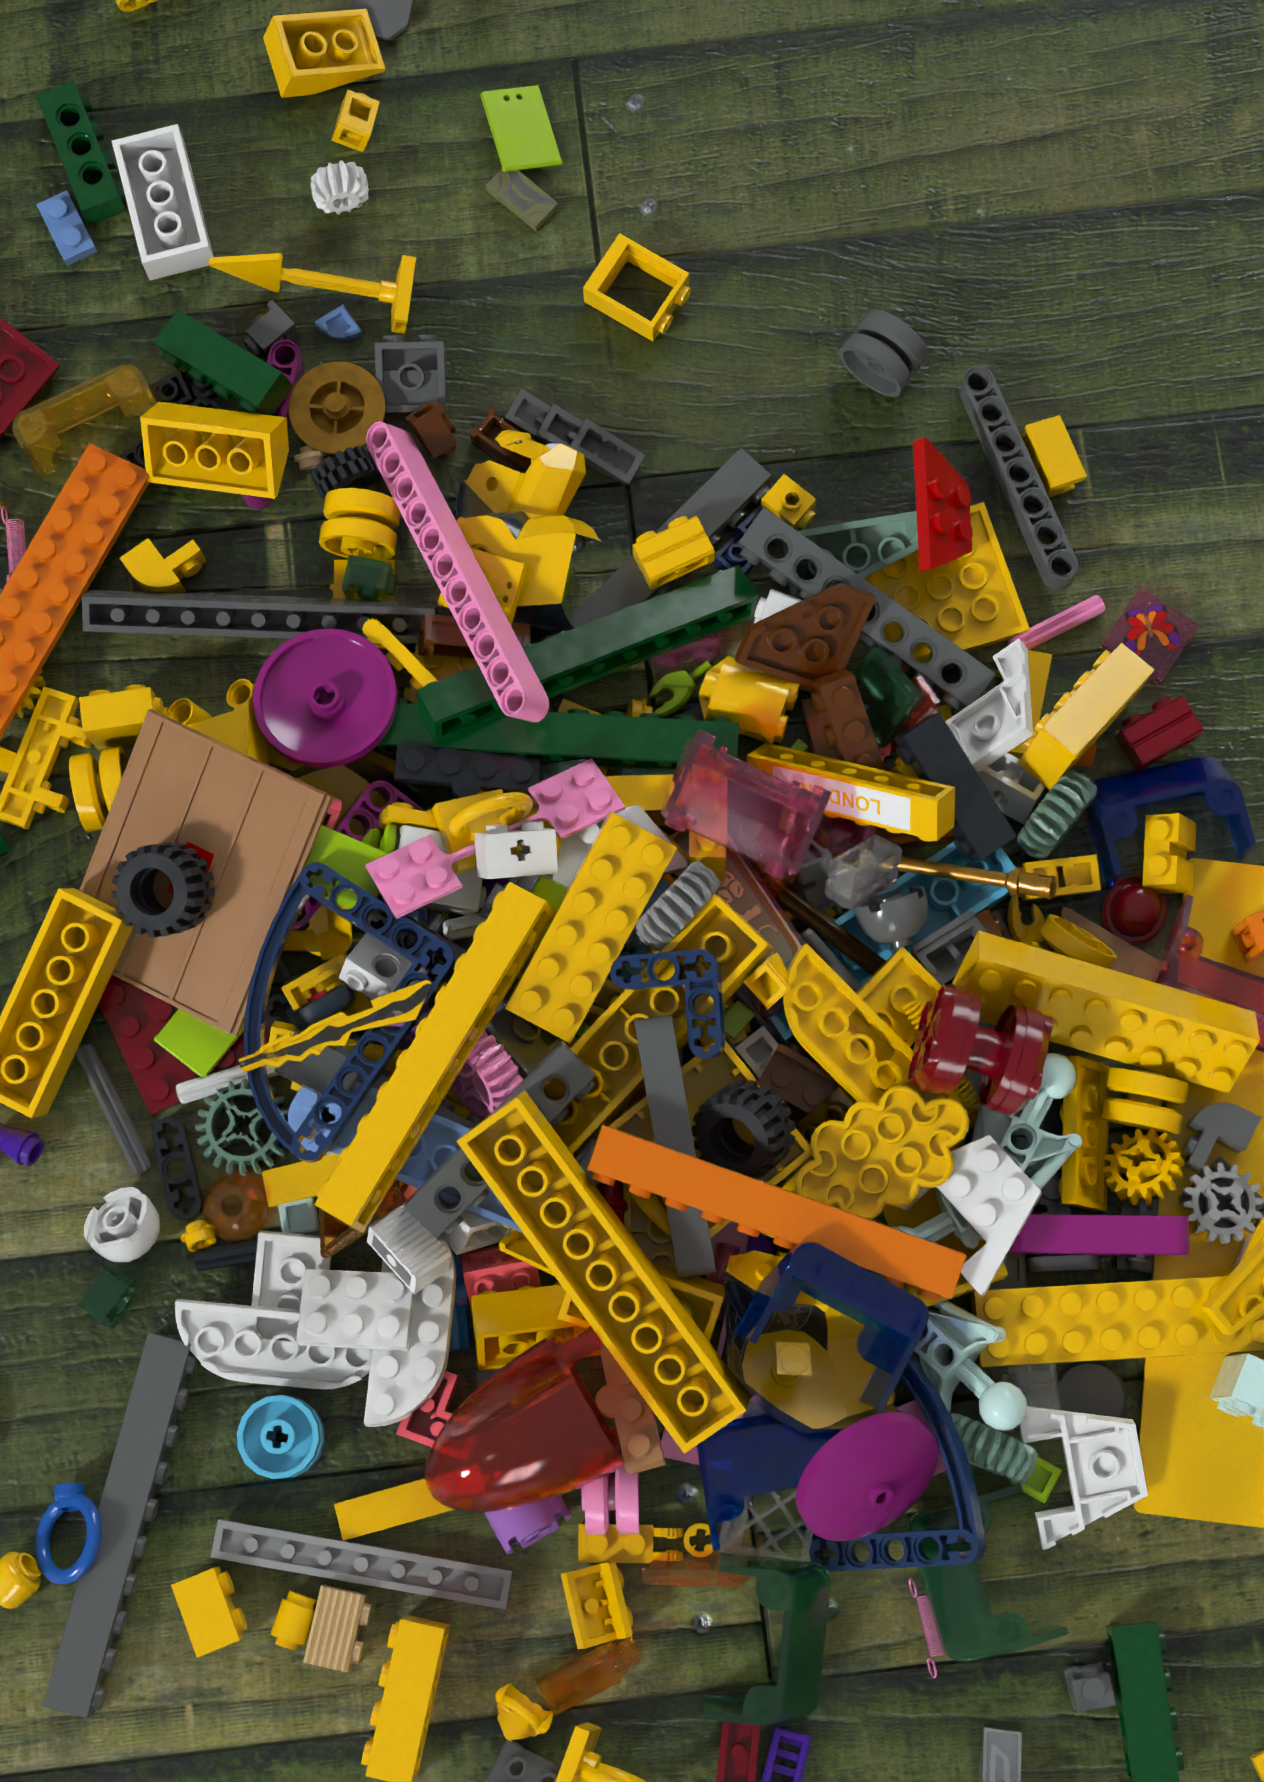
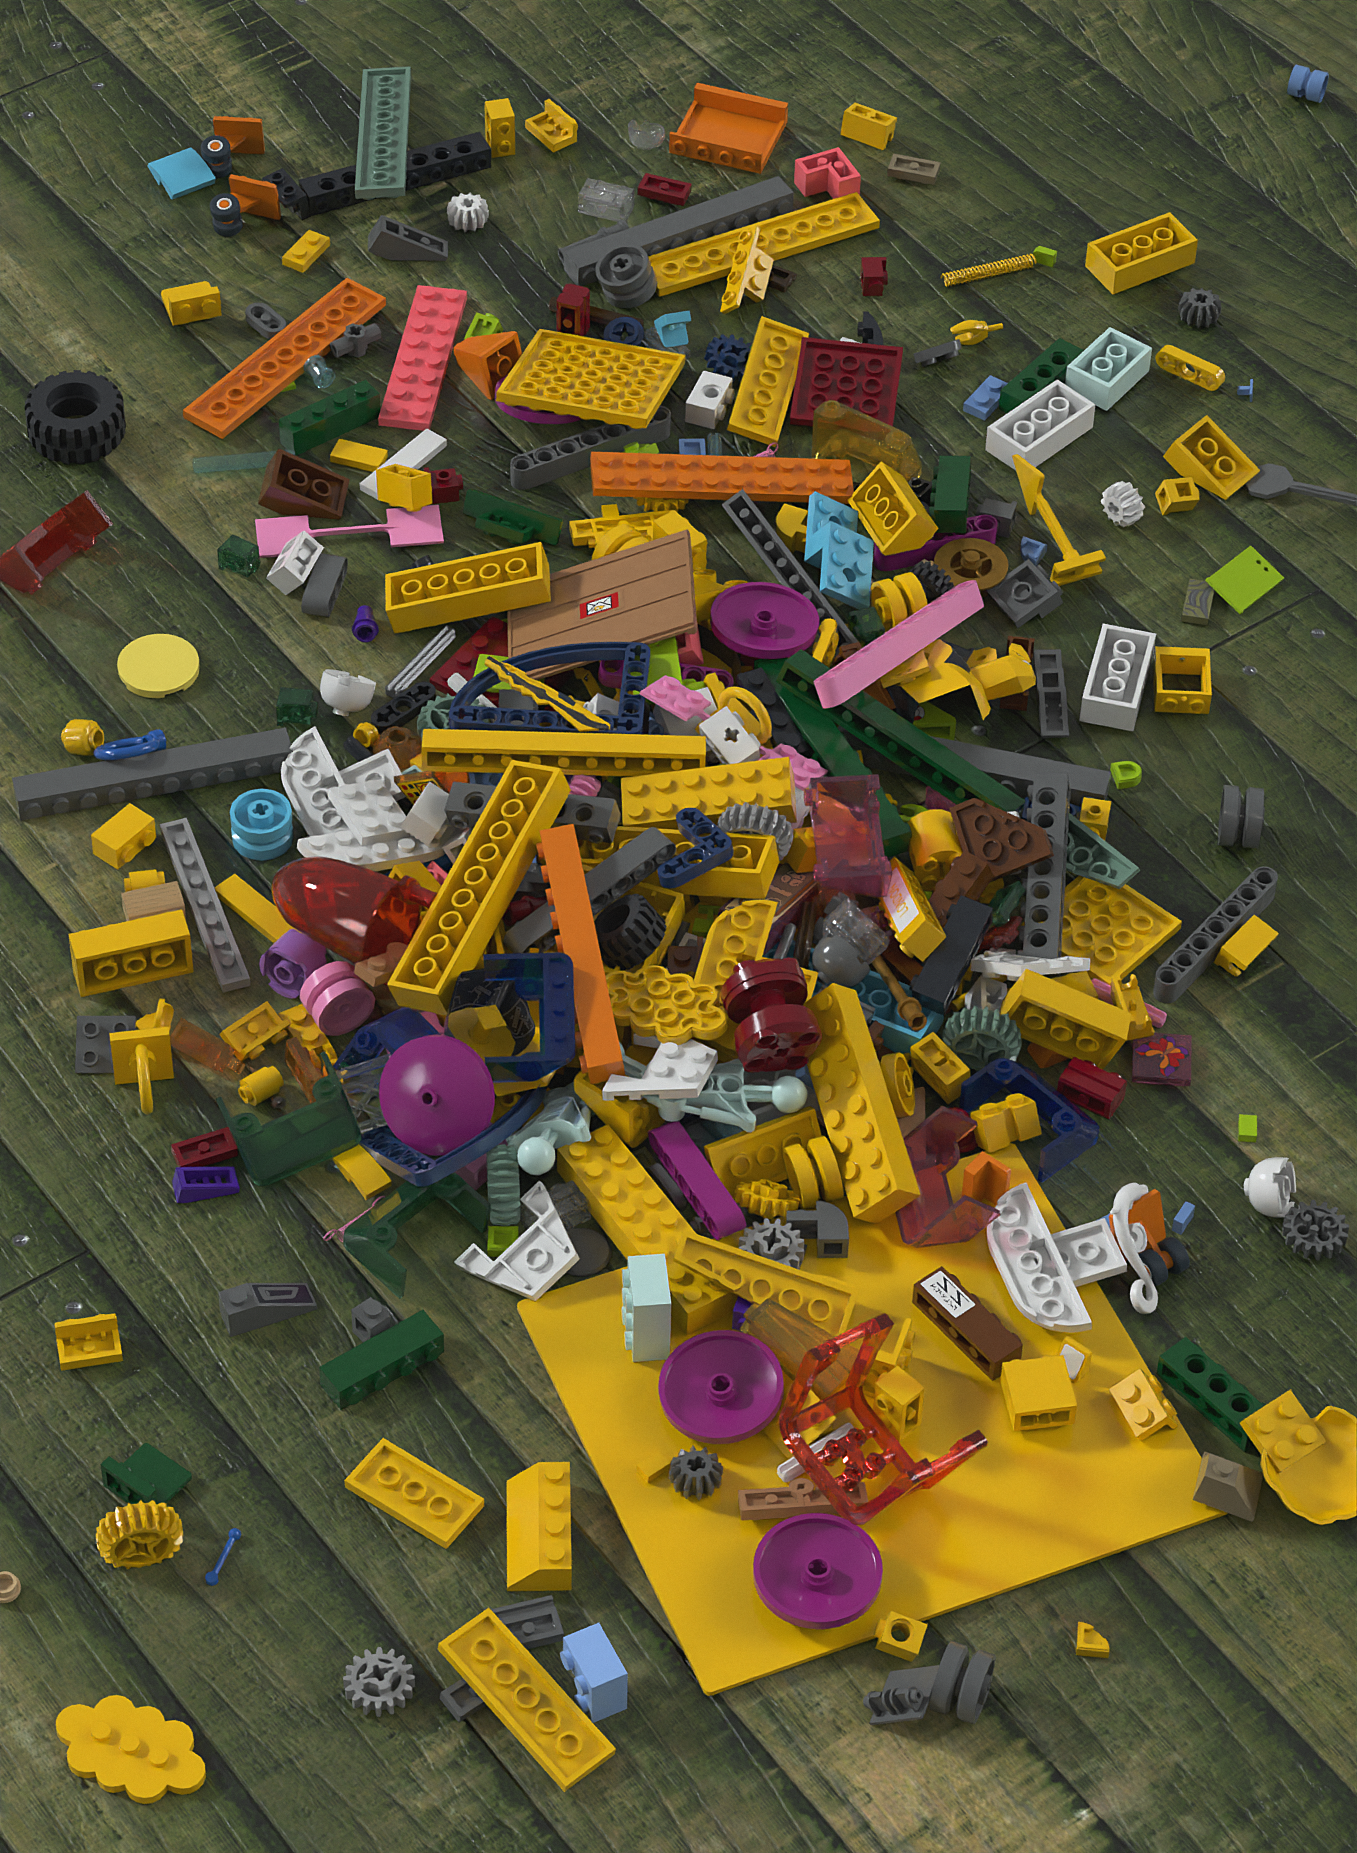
camera: 55 degrees right, 30 degrees down
(114, 71) = (1108, 368): none -> light aqua brick
(137, 895) = (577, 590): black tyre -> none
(250, 540) = (839, 551): none -> medium azure bracket
(433, 429) = (995, 618): reddish brown brick -> none
(600, 353) = (1117, 677): none -> white brick
(673, 551) = (1005, 759): yellow brick -> none
(679, 1639) = (260, 1085): none -> yellow brick
(731, 428) = (1126, 774): none -> lime tile
(769, 981) = (739, 894): yellow slope -> none
(867, 1588) = (363, 1171): none -> yellow slope
(940, 508) = (1150, 884): red wing -> none
(1083, 630) = (1129, 998): none -> yellow hinge

